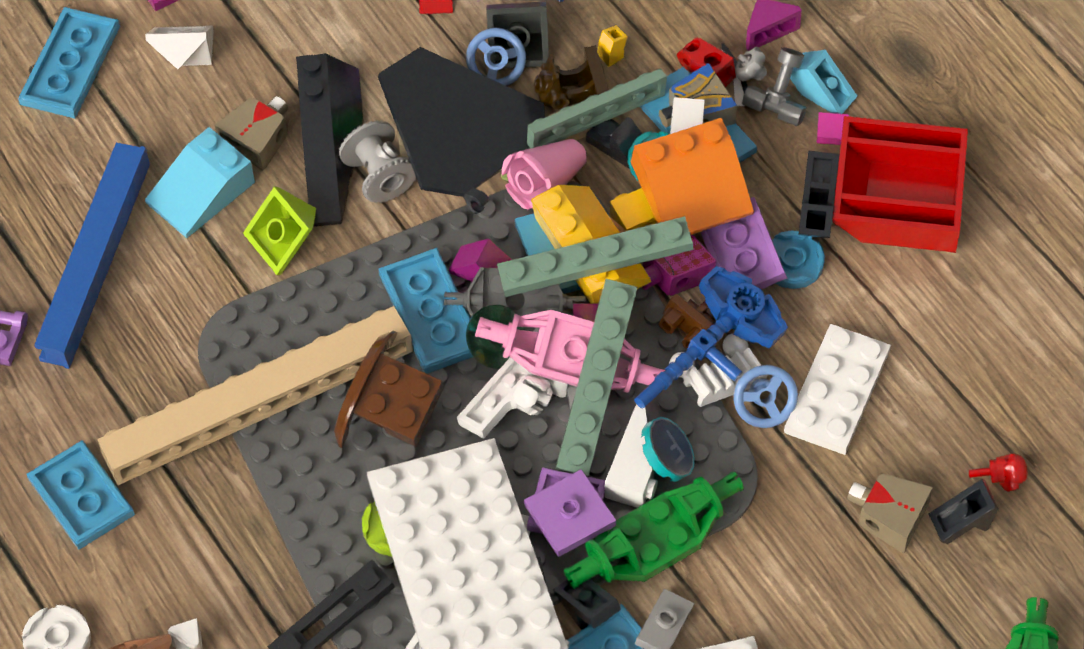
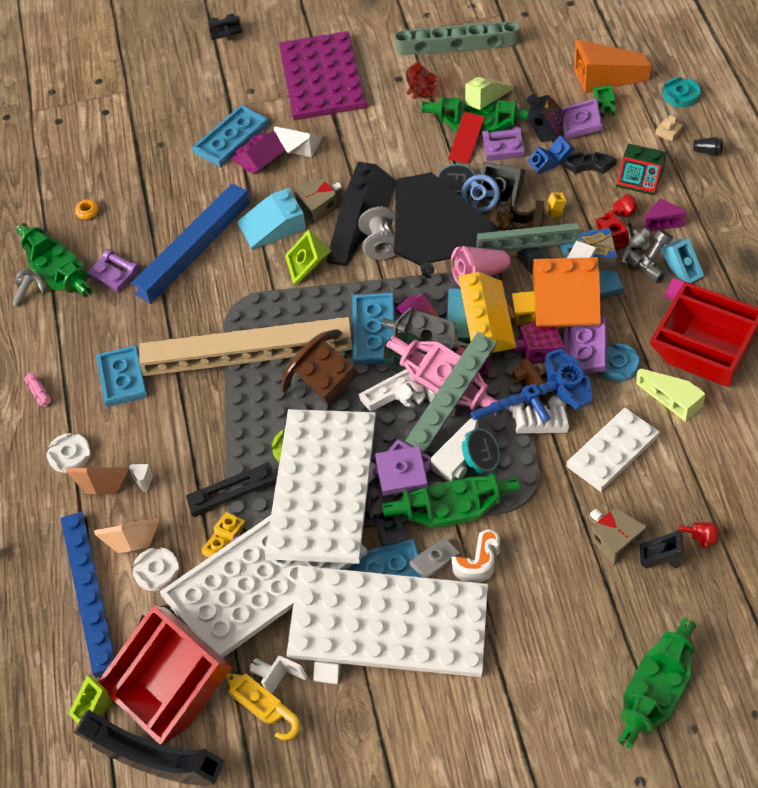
camera: 25 degrees right, 5 degrees down
(130, 79) = (258, 151): none -> magenta slope
(448, 39) = (456, 176): none -> black tile
(595, 256) = (481, 318): sand green plate -> none
(707, 21) = (624, 206): none -> red piece
(734, 604) = (483, 565): none -> white animal
(760, 386) = (566, 432): medium blue piece -> none
(819, 194) = (640, 336): black arch -> none
(888, 283) = (674, 393): none -> yellowish green slope

